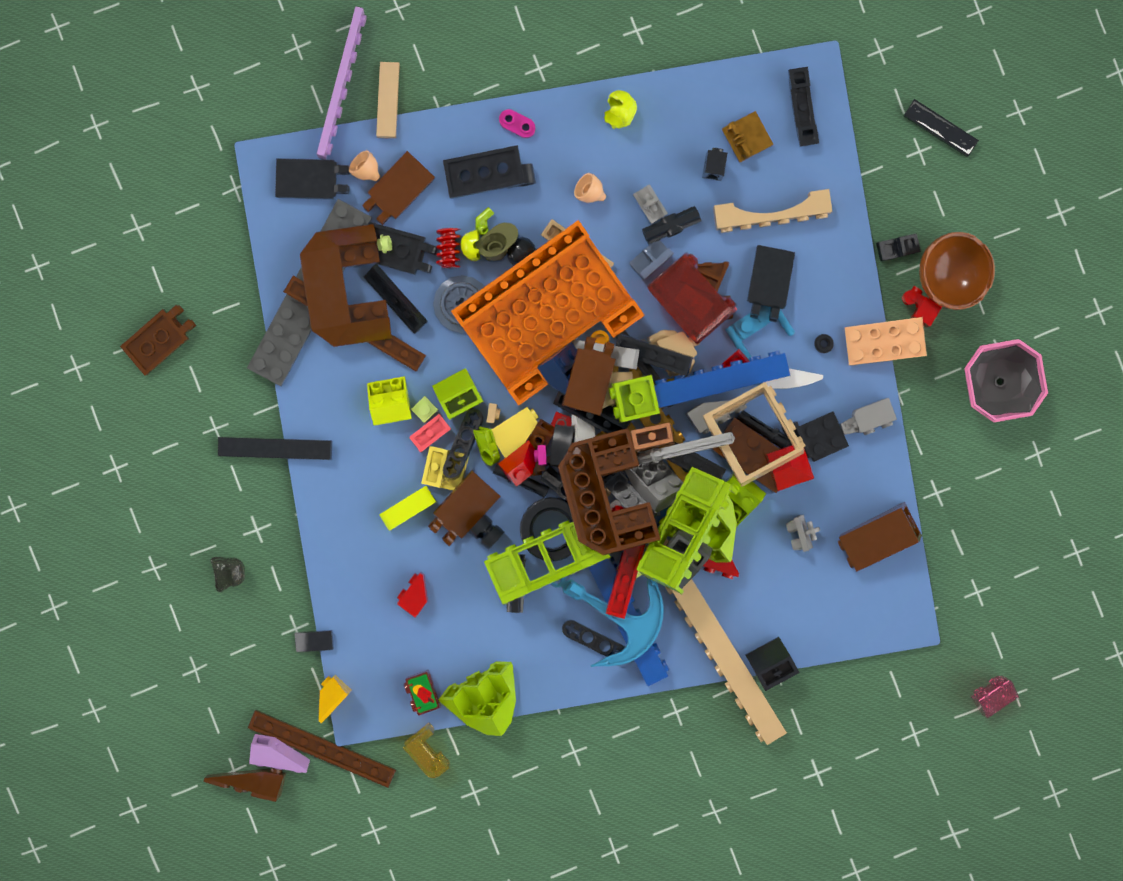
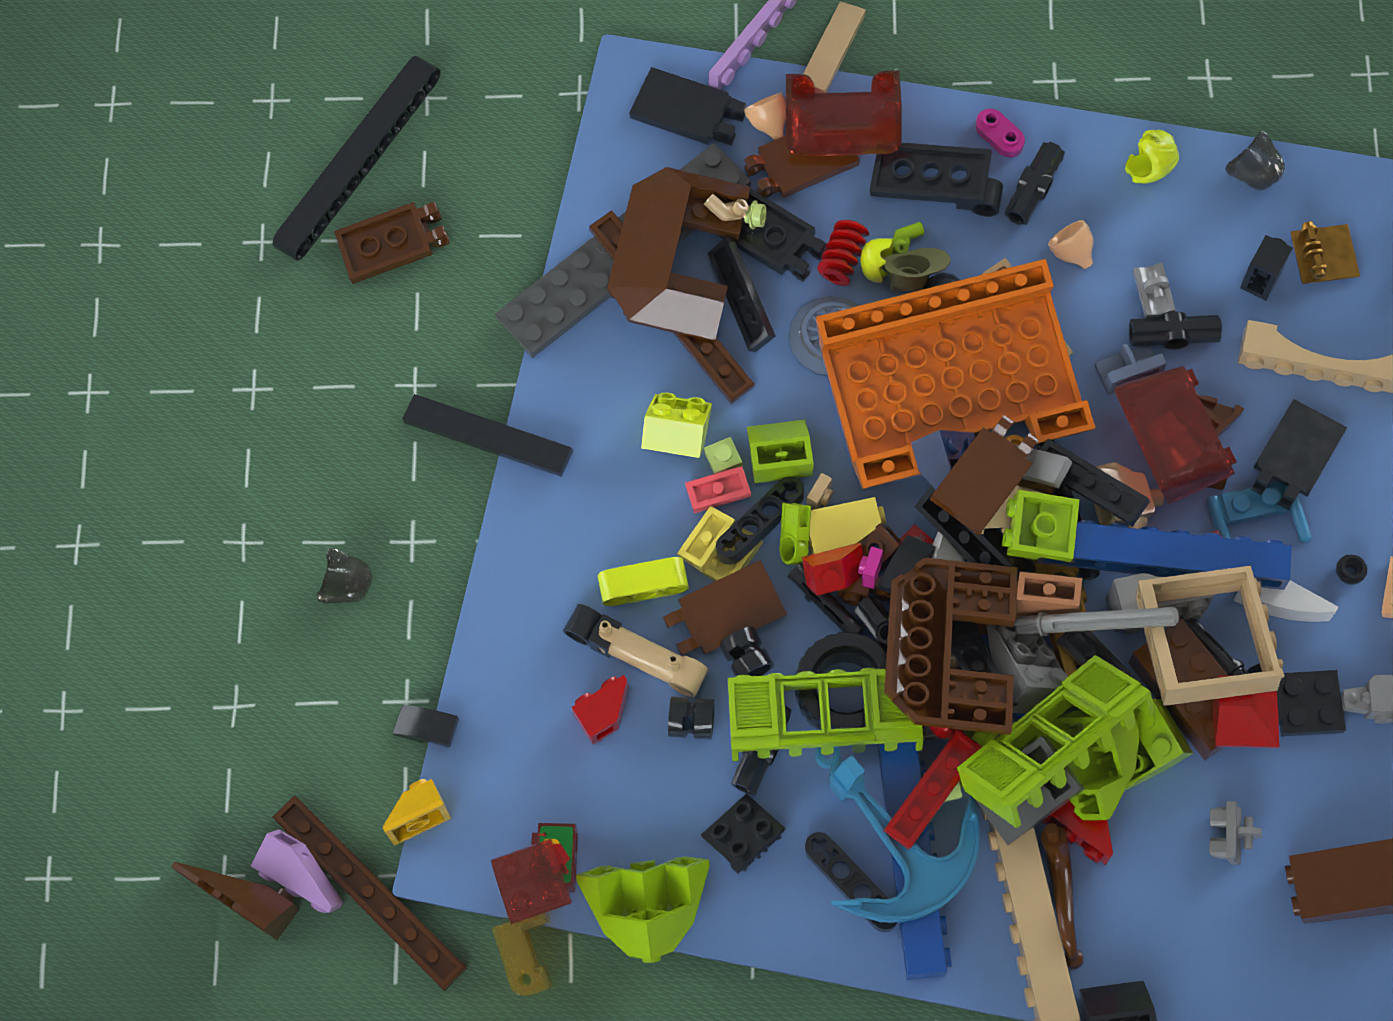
camera: 30 degrees right, 20 degrees down
(112, 289) = (356, 158): none -> black beam
(367, 251) = (727, 211): none -> tan arm
(415, 154) = (844, 121): none -> clear red windscreen
(415, 716) = (531, 881): none -> clear red slope
(420, 552) = (610, 638): none -> tan piece
(468, 582) = (702, 717): none -> black wheel
(524, 637) = (743, 833): none -> black hinge
(551, 153) = (1034, 183): none -> black piece
(687, 91) = (1258, 164): none -> clear smoke hair
(706, 580) = (1059, 861): none -> reddish brown animal

